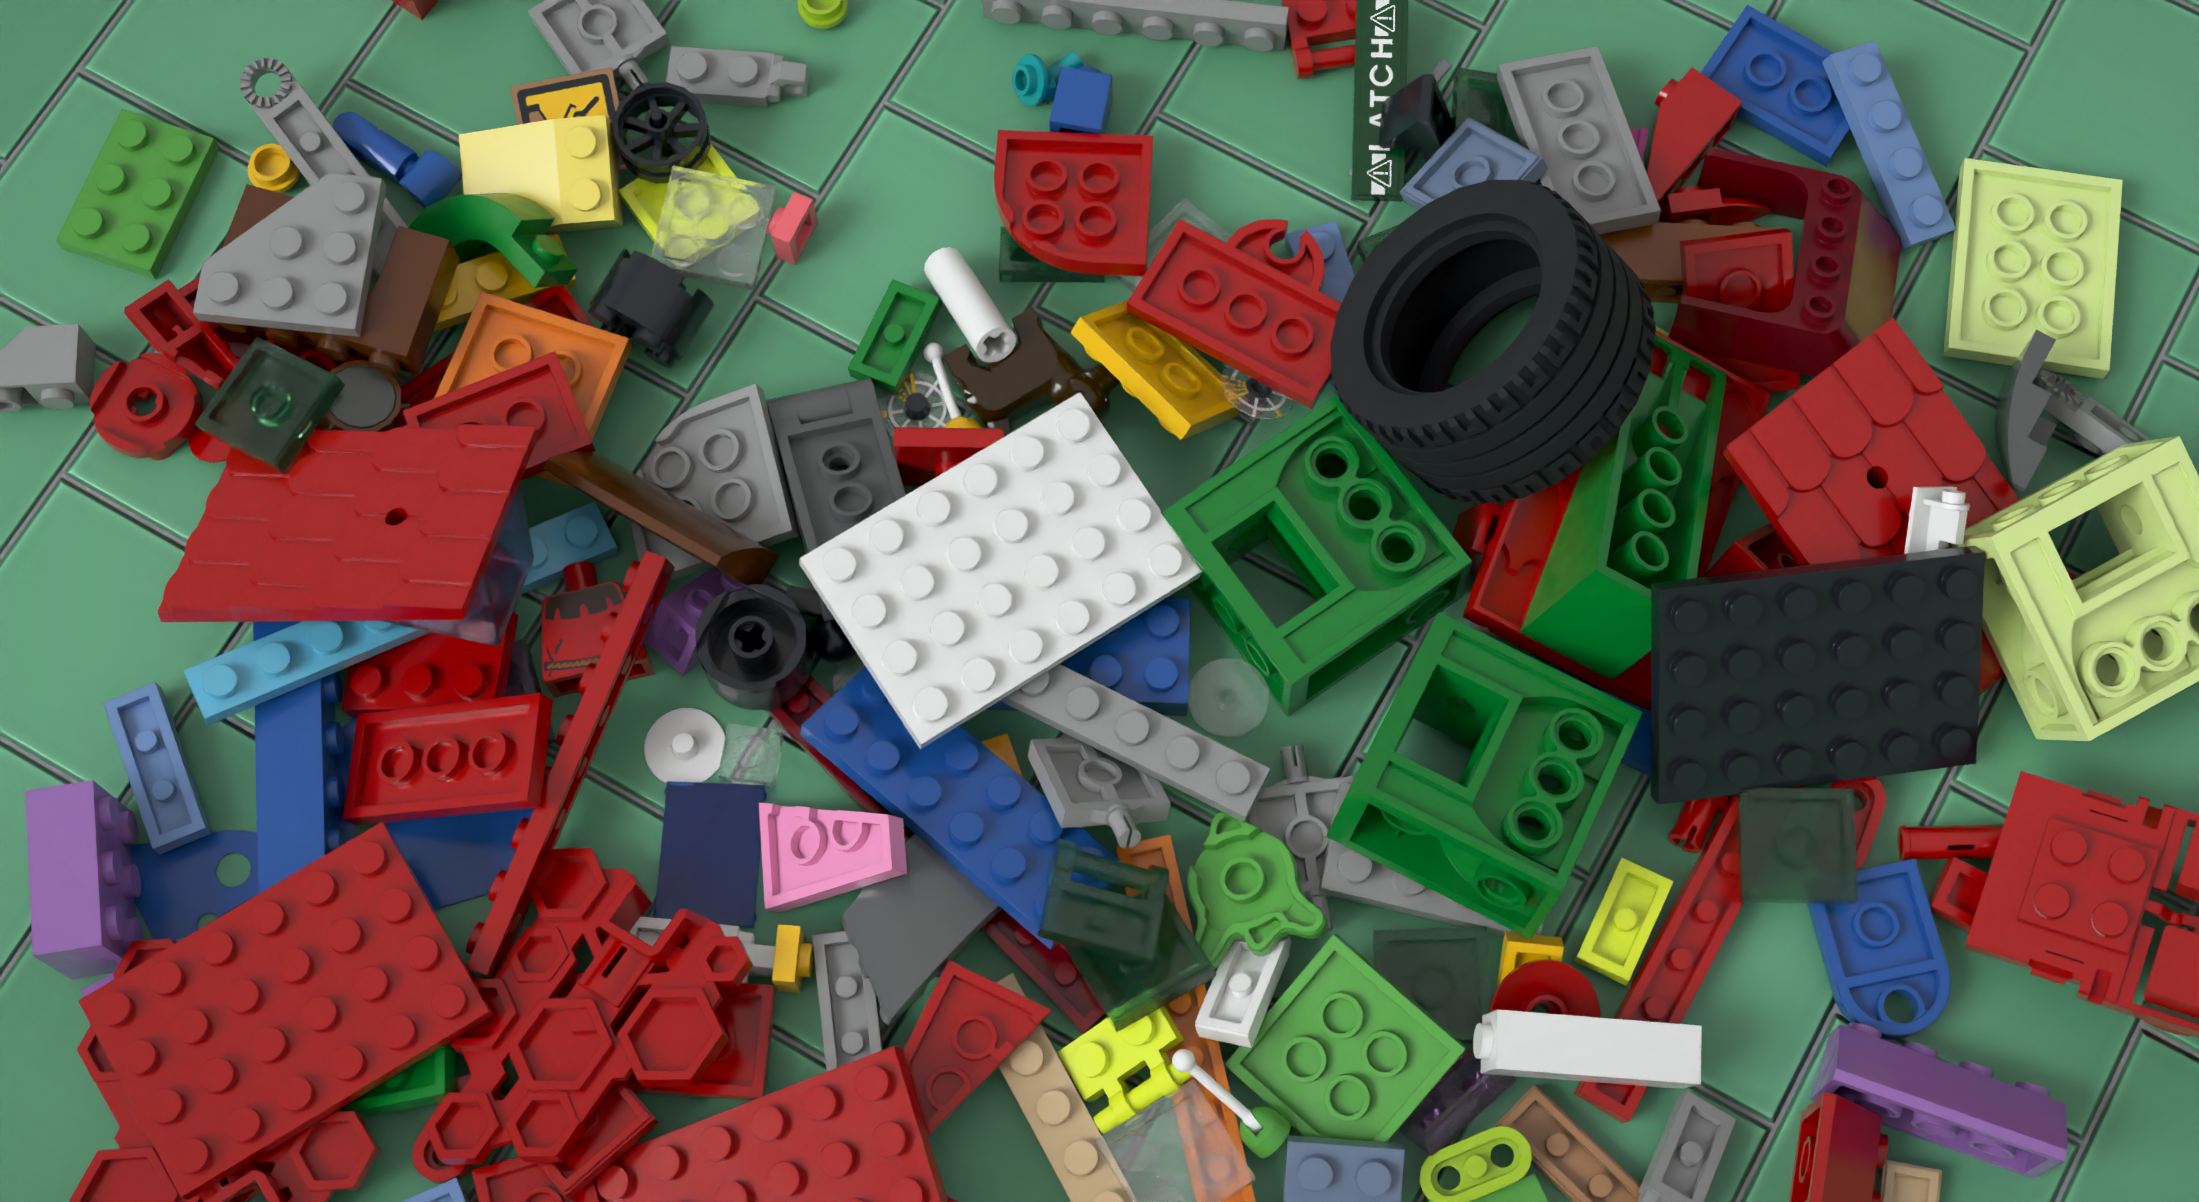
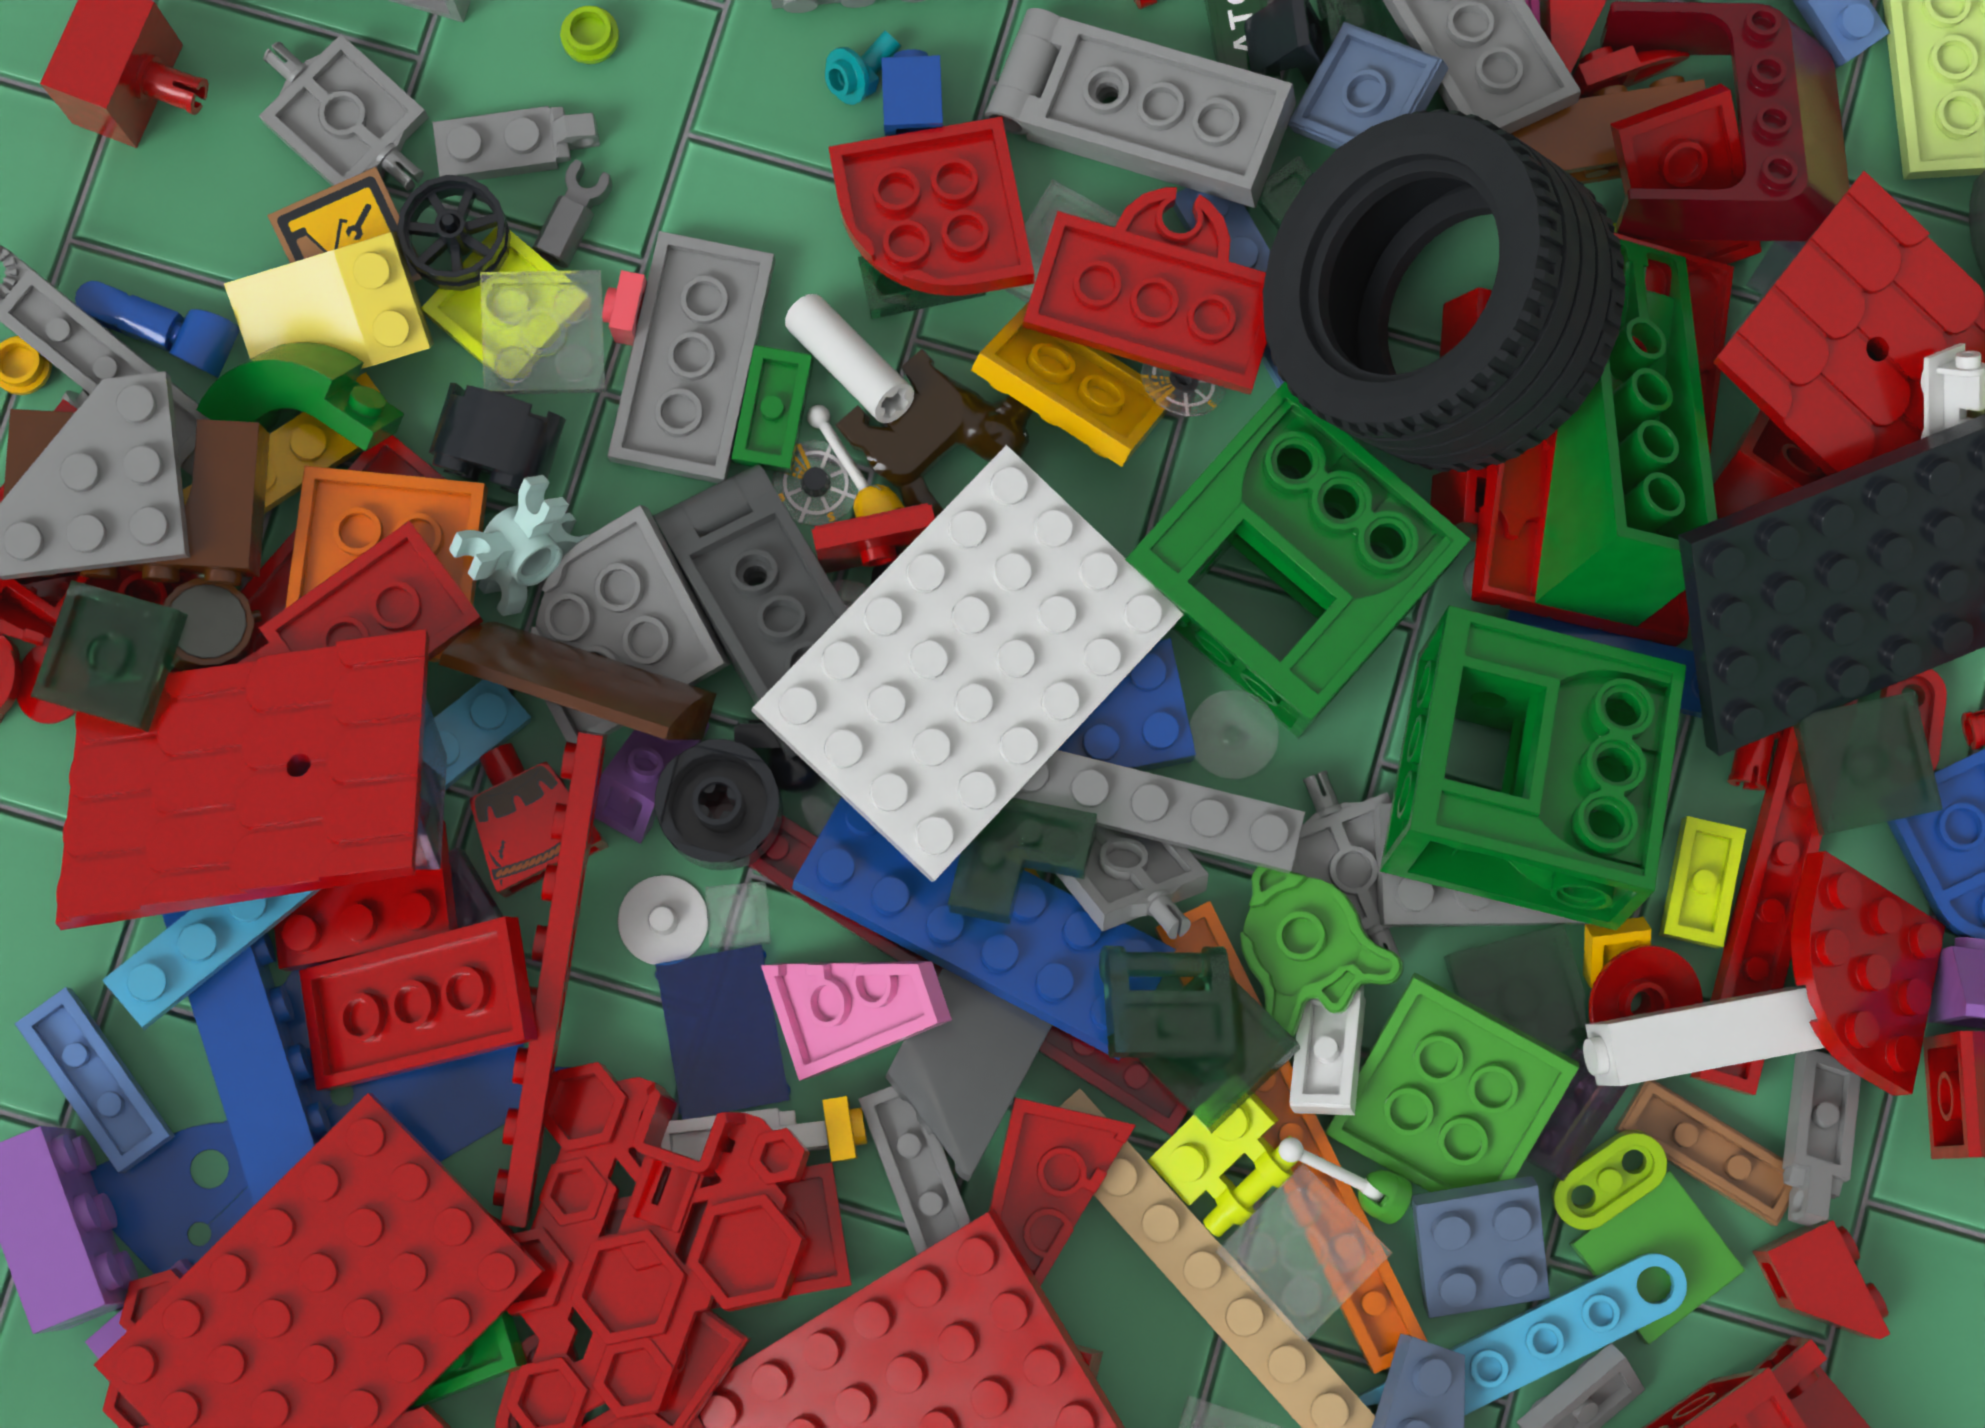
camera: 20 degrees left, 10 degrees up
(643, 395) = (519, 545): none -> light aqua pin
(767, 144) = (570, 216): none -> flat silver bar
(836, 279) = (691, 357): none -> light grey plate
(1002, 732) = (1015, 839): none -> clear green plate
(1278, 153) = (1172, 112): none -> light grey hinge
(1752, 1026) = (1865, 970): none -> red plate

